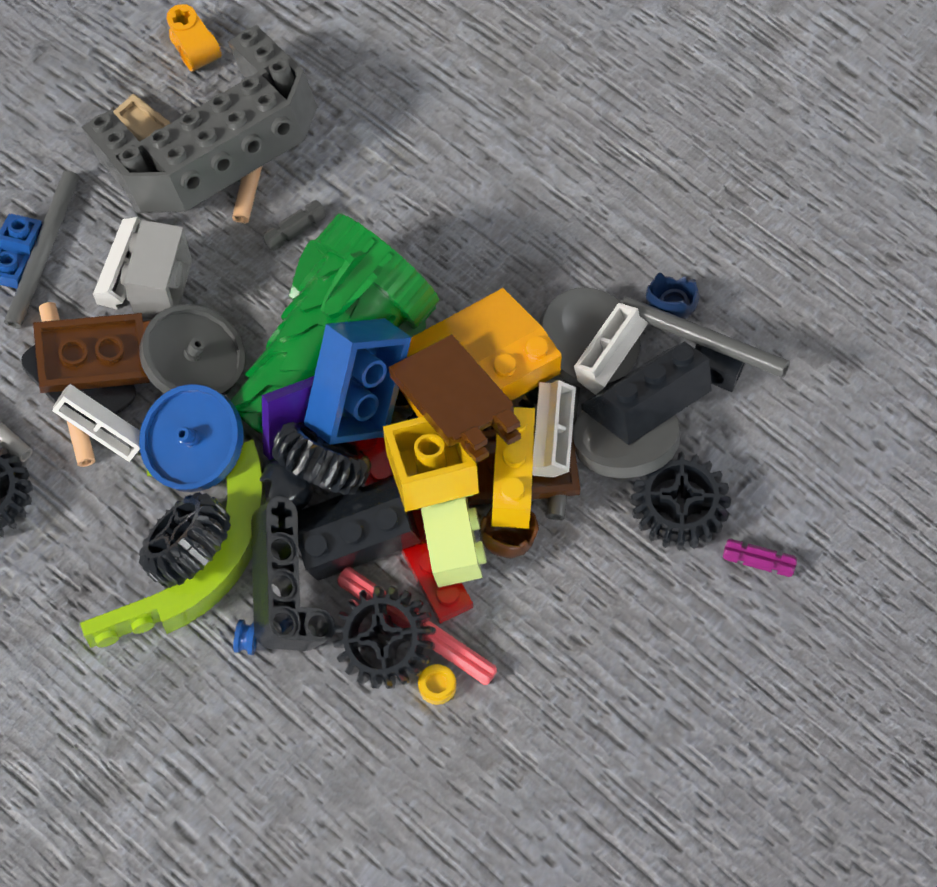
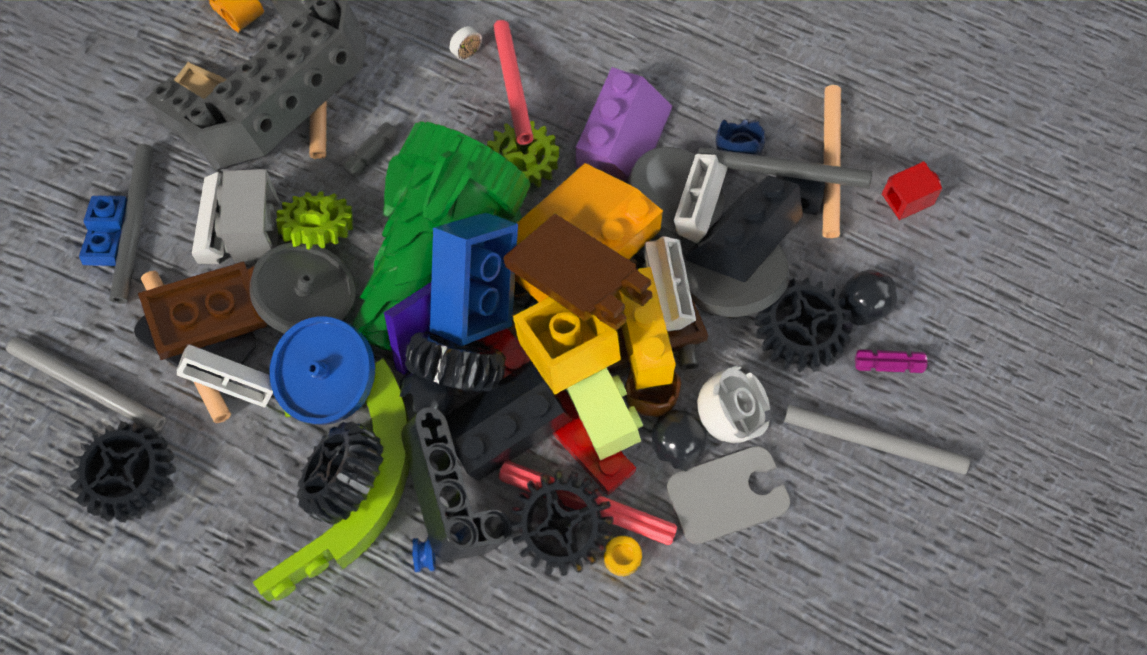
camera: 15 degrees left, 0 degrees up
(220, 286) = (314, 220): none -> lime gear
(418, 133) = (465, 43): none -> tile
(451, 251) = (528, 155): none -> lime gear
(454, 186) = (513, 83): none -> coral piece
(522, 585) = (679, 438): none -> black hair
(546, 651) = (717, 497): none -> light grey piece
(555, 255) = (622, 124): none -> medium lavender slope
(583, 564) = (733, 406): none -> white cylinder
(720, 631) = (877, 439): none -> light grey piece
(756, 488) = (869, 296): none -> black hair
(764, 337) = (832, 157): none -> light nougat piece
(836, 388) = (912, 190): none -> red brick

